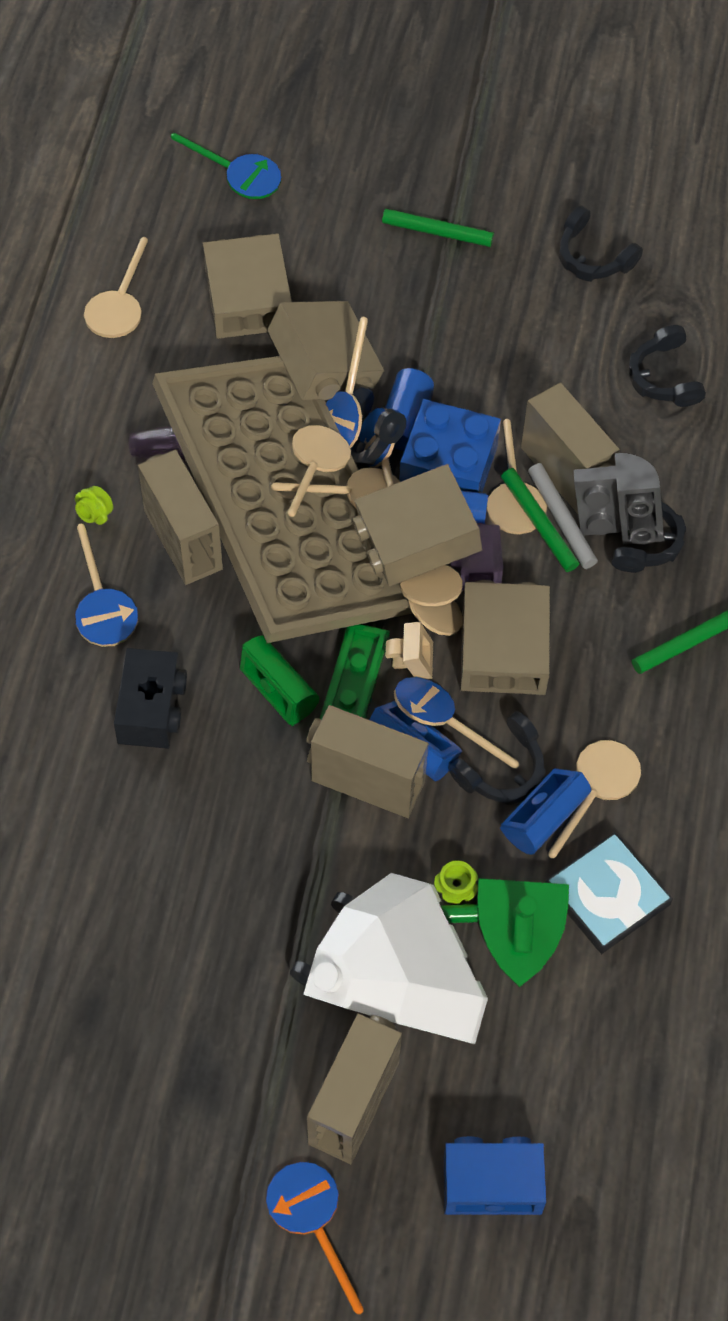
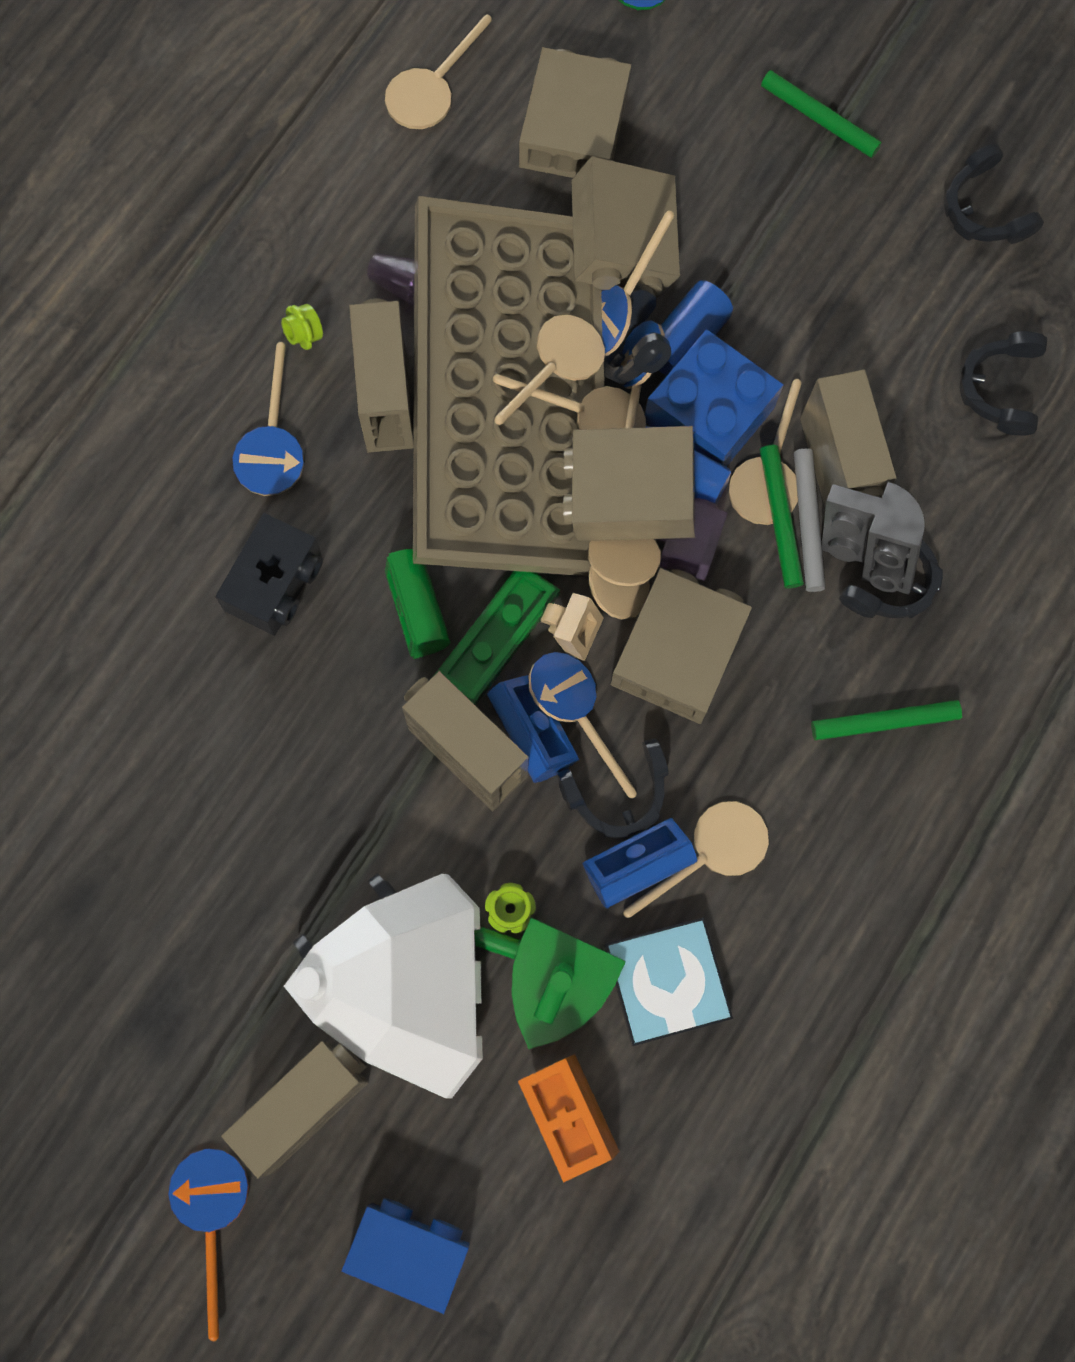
camera: 20 degrees right, 15 degrees up
(577, 1017) = (569, 1118): none -> orange hinge

